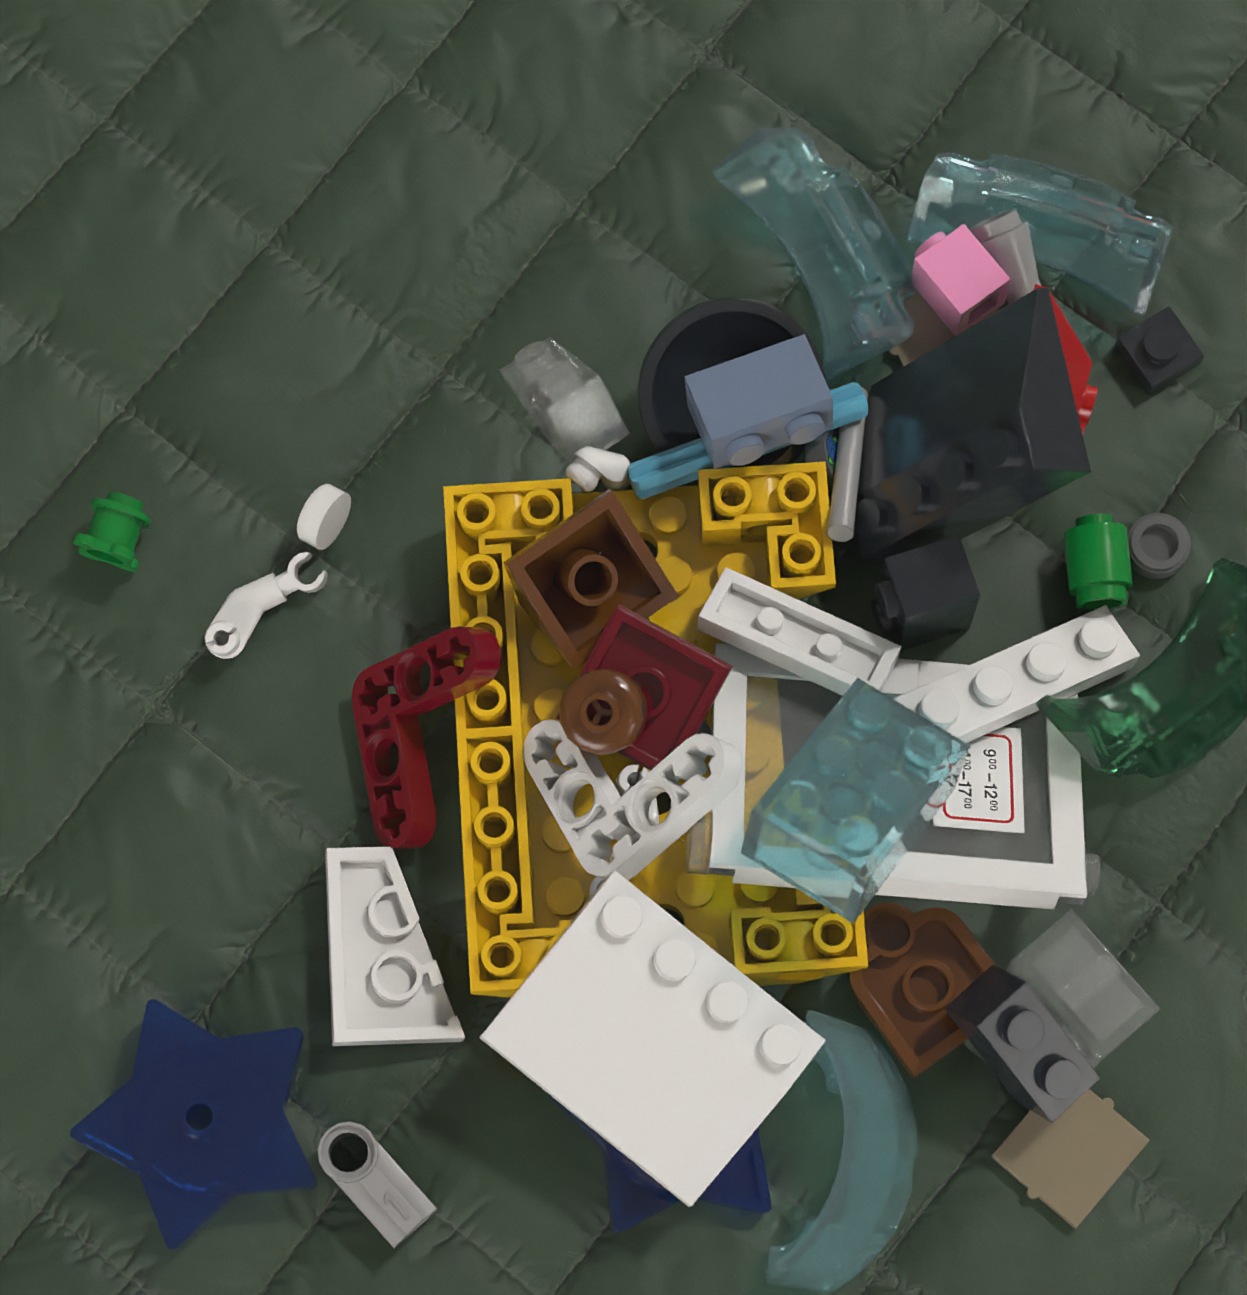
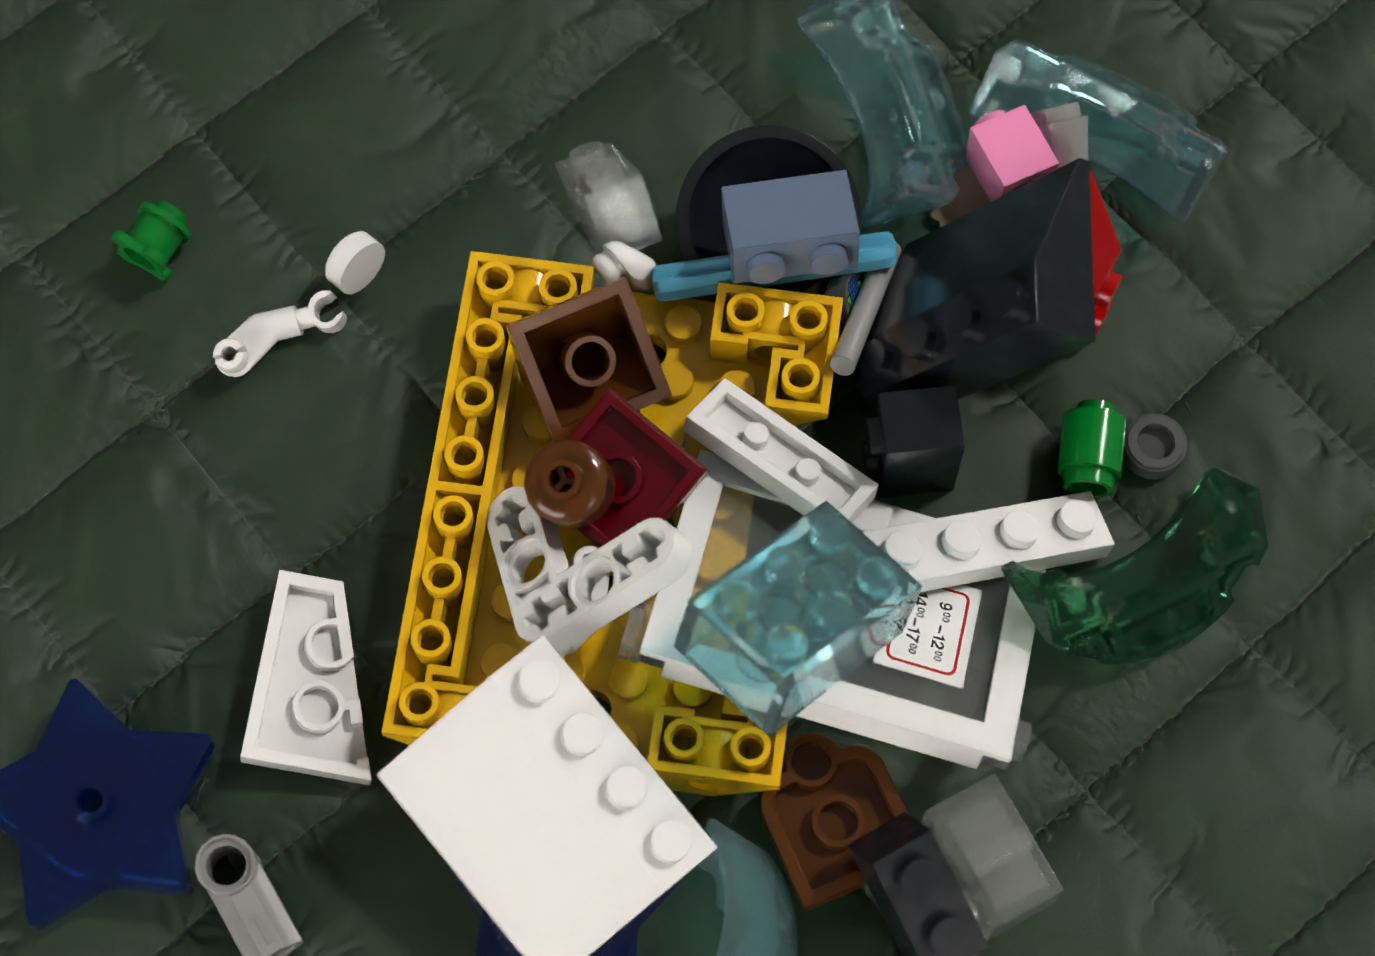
camera: 10 degrees right, 5 degrees down
(396, 719) = (366, 537): dark red beam -> none
(1159, 350) = (1192, 263): black plate -> none

